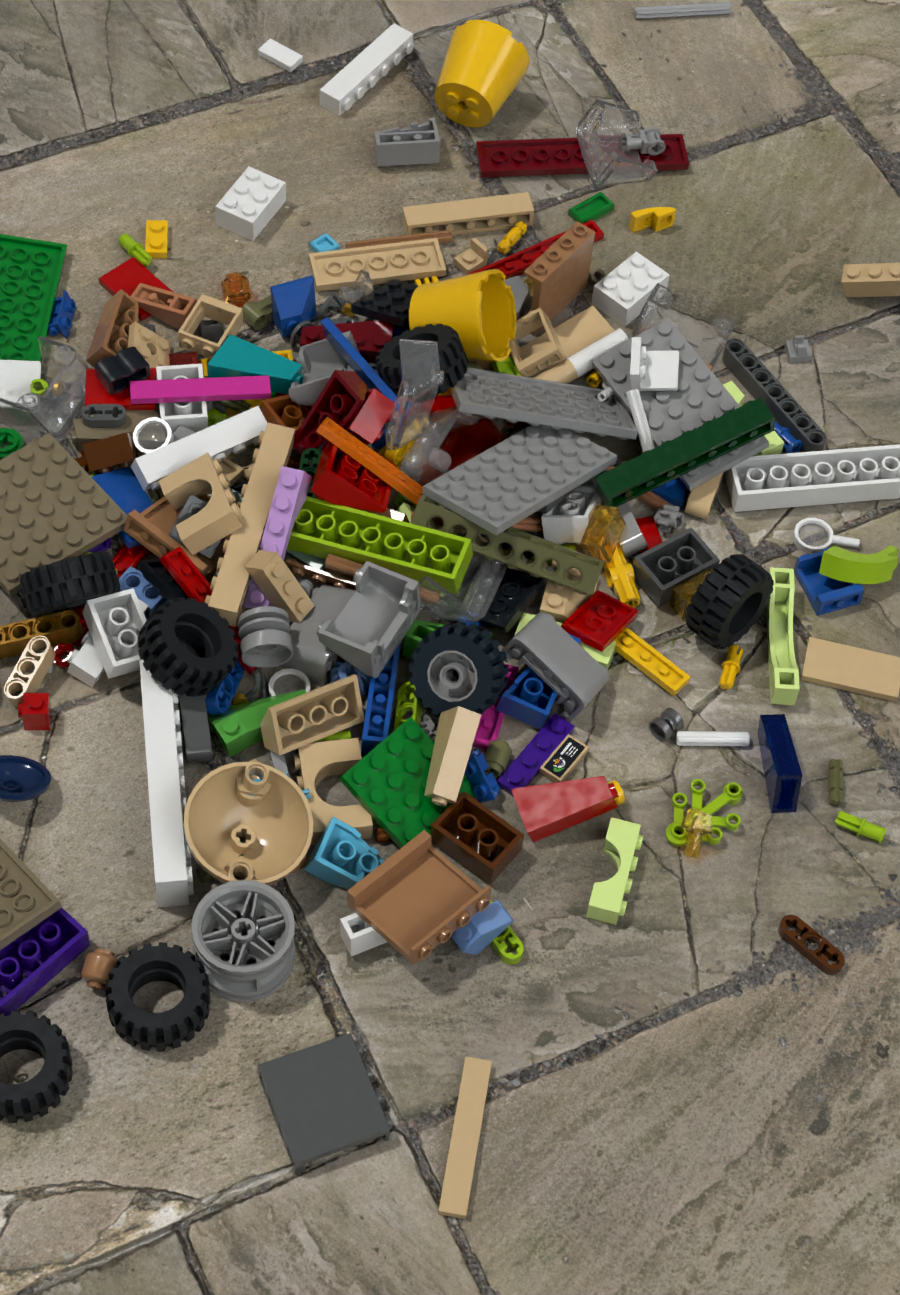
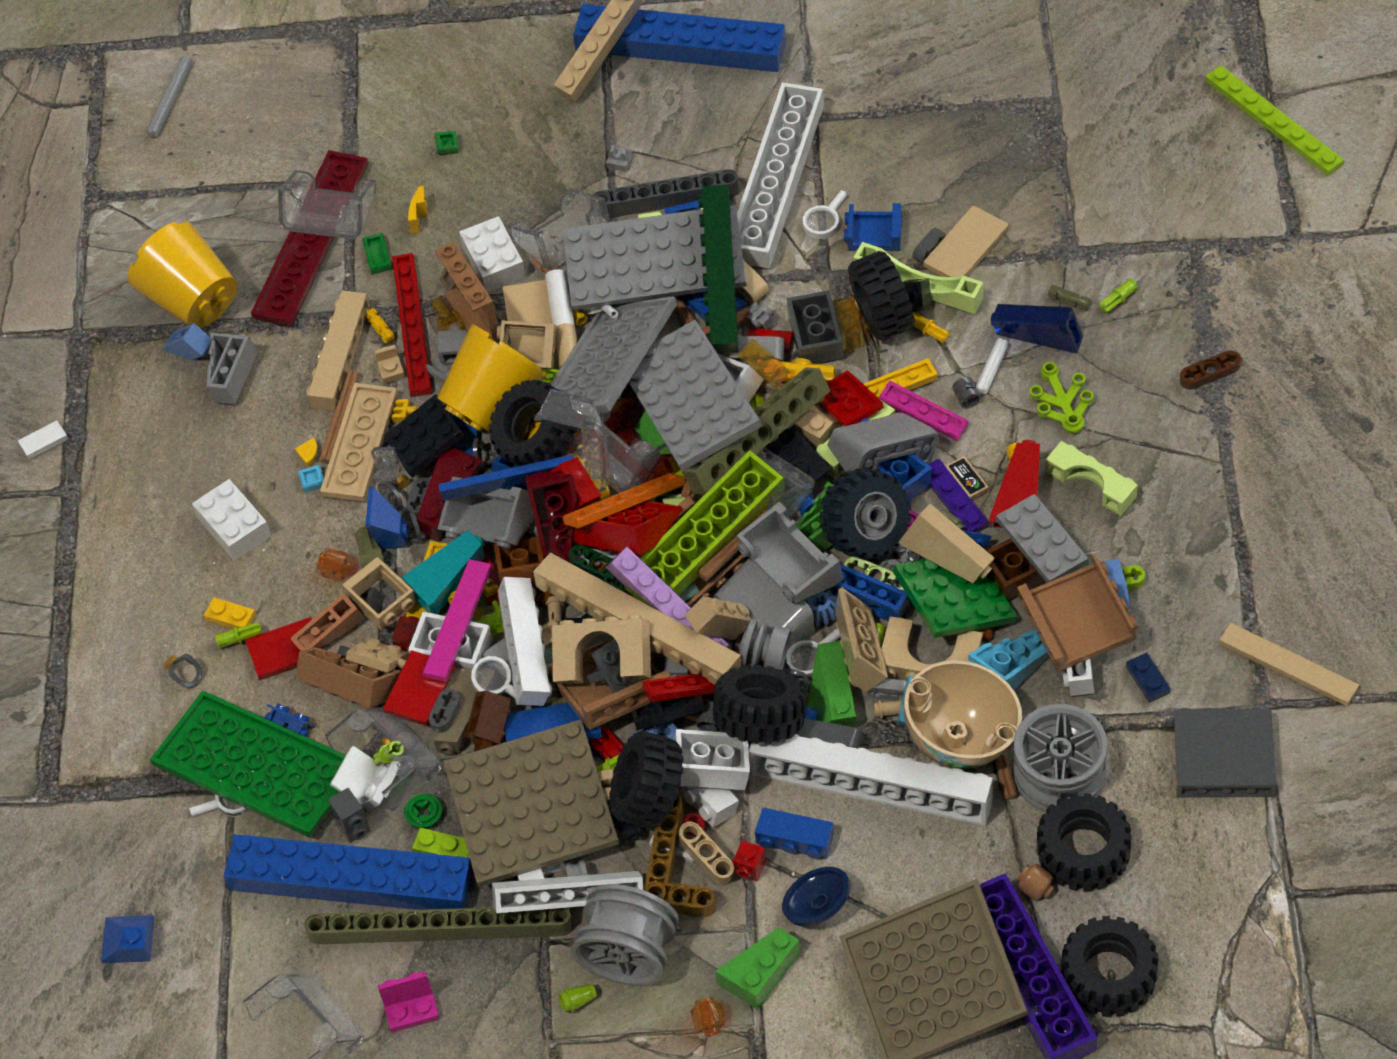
camera: 55 degrees left, 0 degrees up
(71, 223) = (170, 665): none -> dark grey piece
(81, 740) = (794, 833): none -> blue brick
(119, 370) = (407, 675): black brick -> none
(351, 233) = (307, 451): none -> yellow tile
(366, 69) = (107, 372): white brick -> none
(392, 1002) = (1147, 677): none -> dark blue plate
(423, 110) = (188, 342): none -> medium blue slope
(501, 839) = (1041, 539): none -> light grey plate
(624, 693) = (924, 410): none -> dark pink tile
(640, 420) = (663, 291): white axle -> none
(644, 142) = (329, 179): light grey connector -> none
(653, 368) = (617, 258): white bracket -> none
(696, 830) = (1081, 406): clear yellow piece -> none
(741, 215) = (446, 142): none -> green tile
(759, 638) = (918, 293): none -> black brick
(831, 632) = (928, 244): none -> dark grey beam
(858, 567) = (878, 199): lime arch -> none

